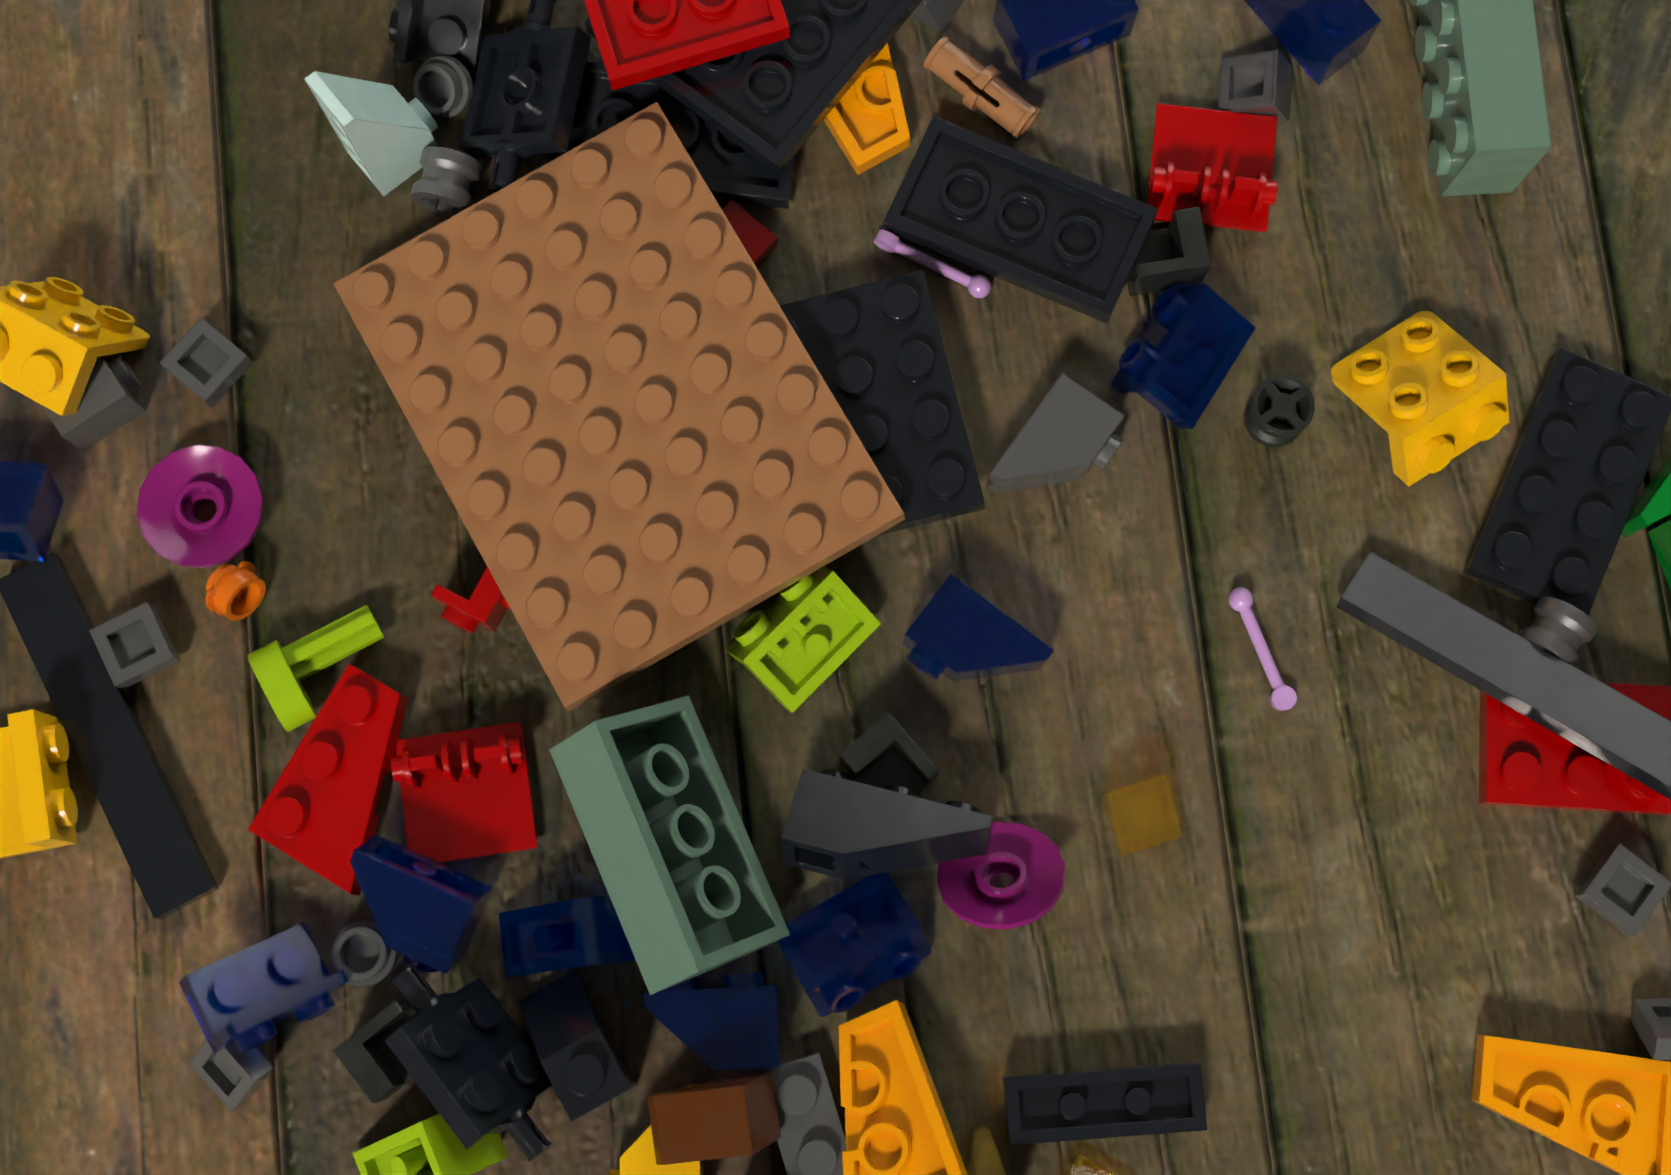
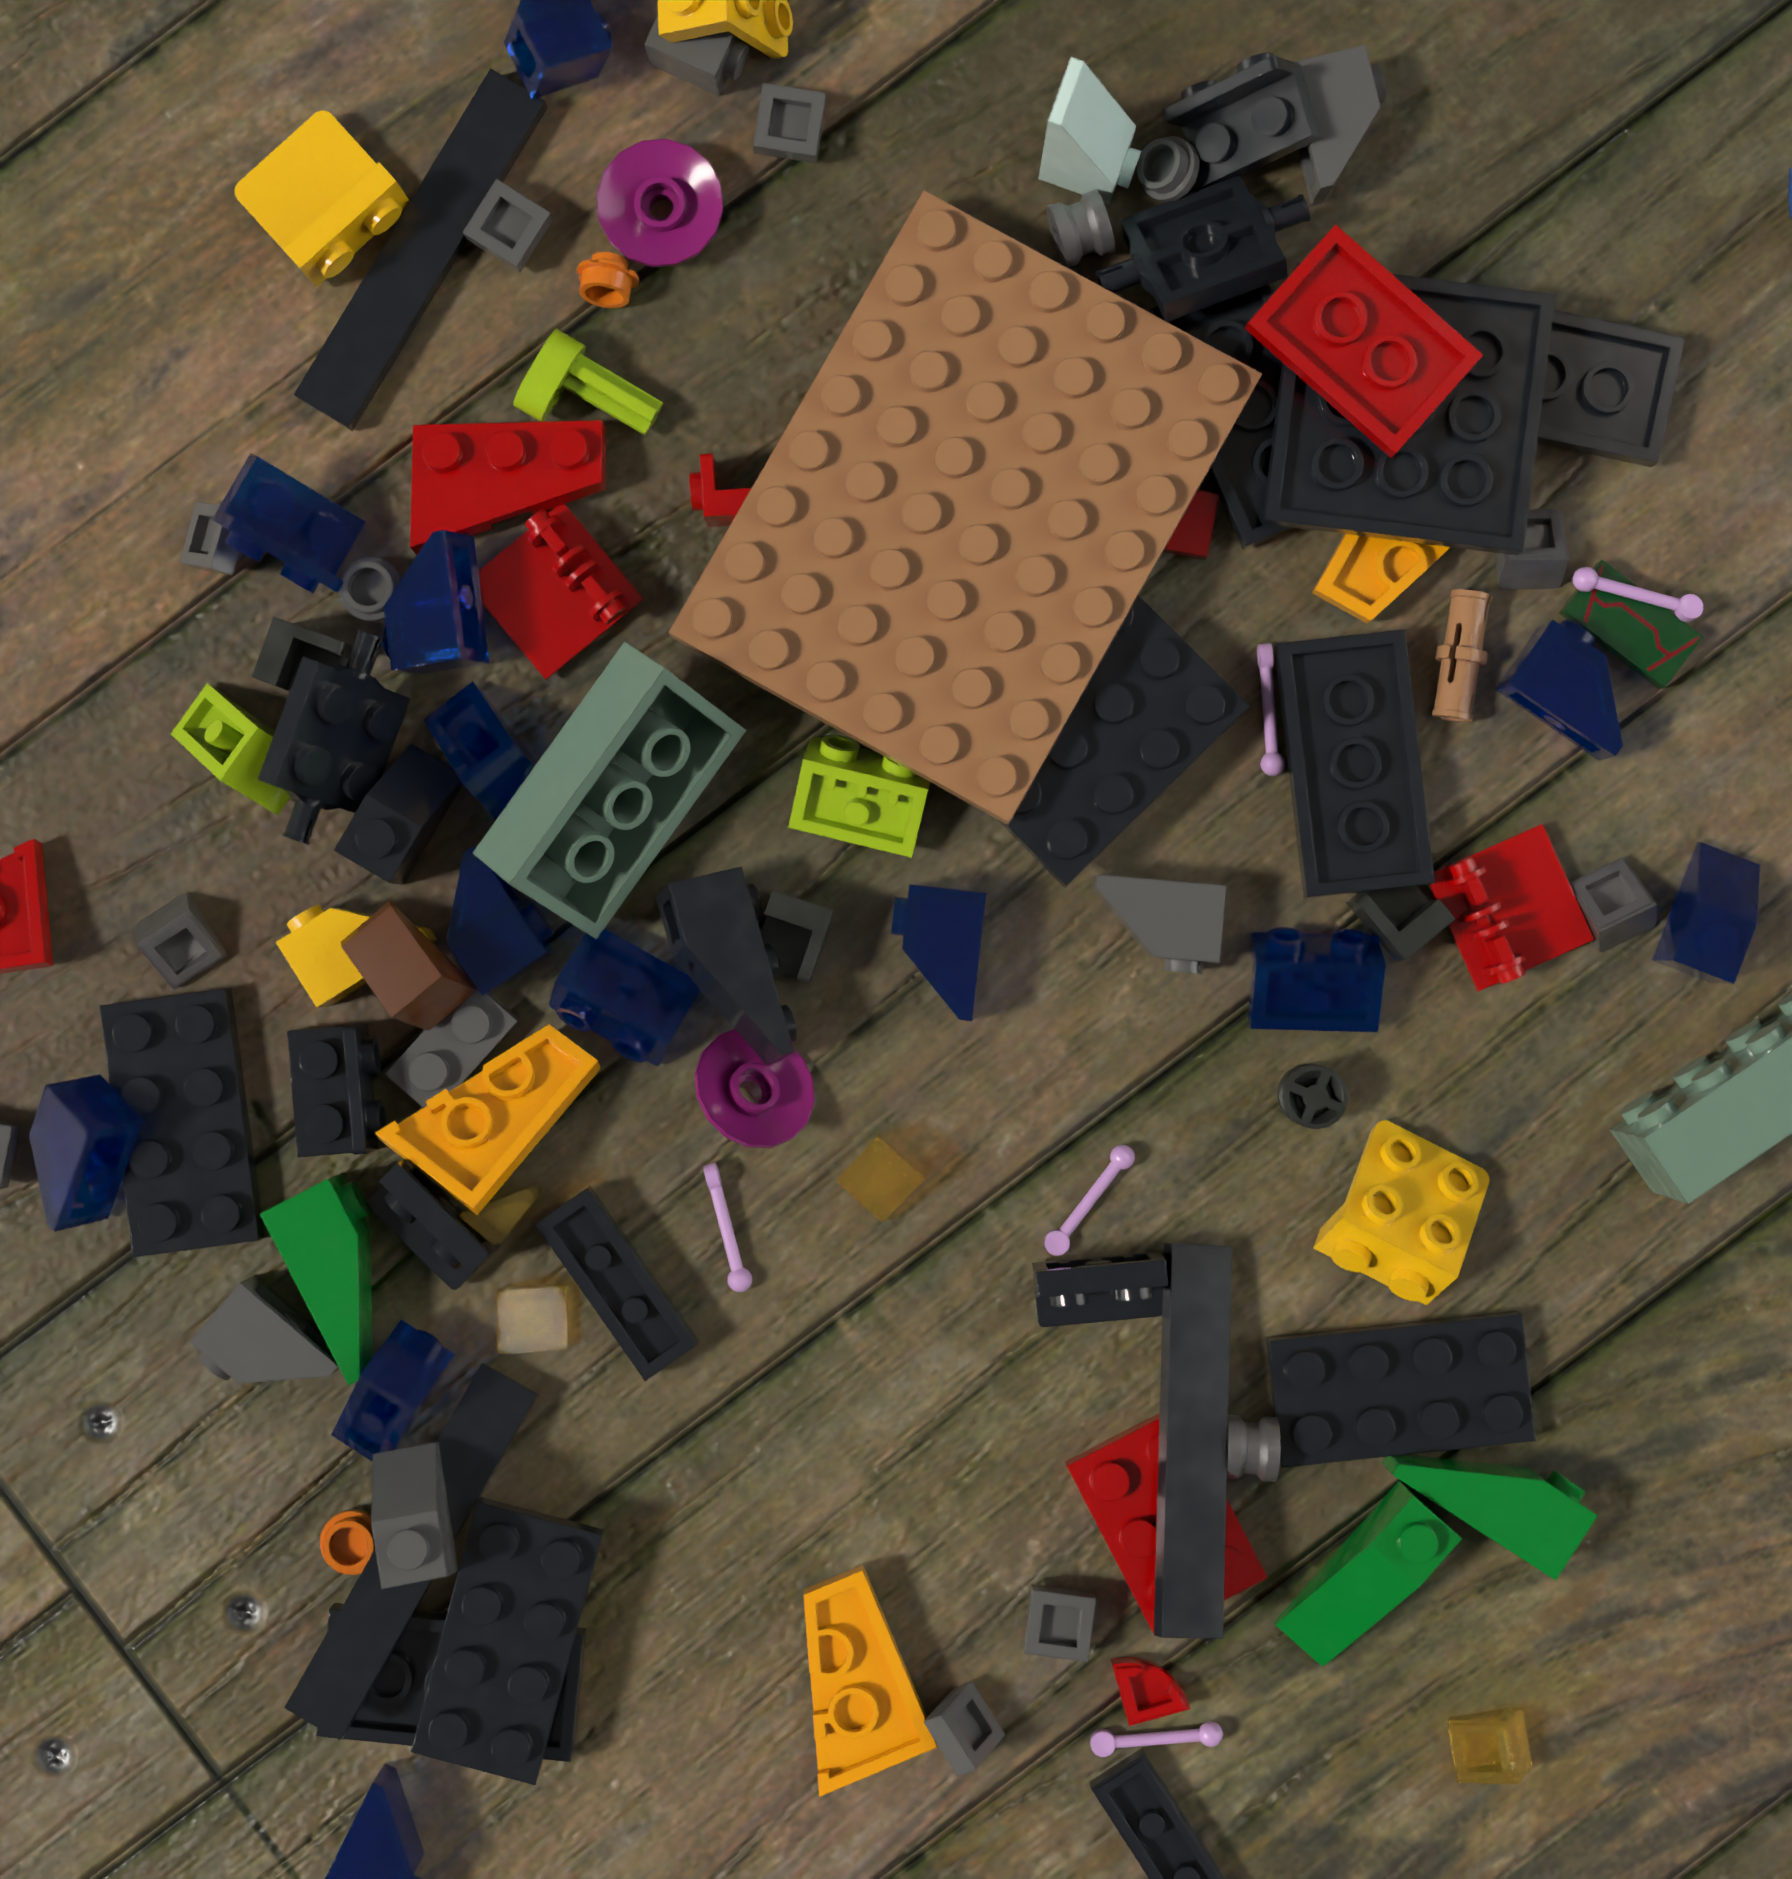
camera: 65 degrees right, 10 degrees up
(1160, 991) = (739, 1277): none -> lavender hinge
(1345, 681) = (1099, 1288): none -> black bracket

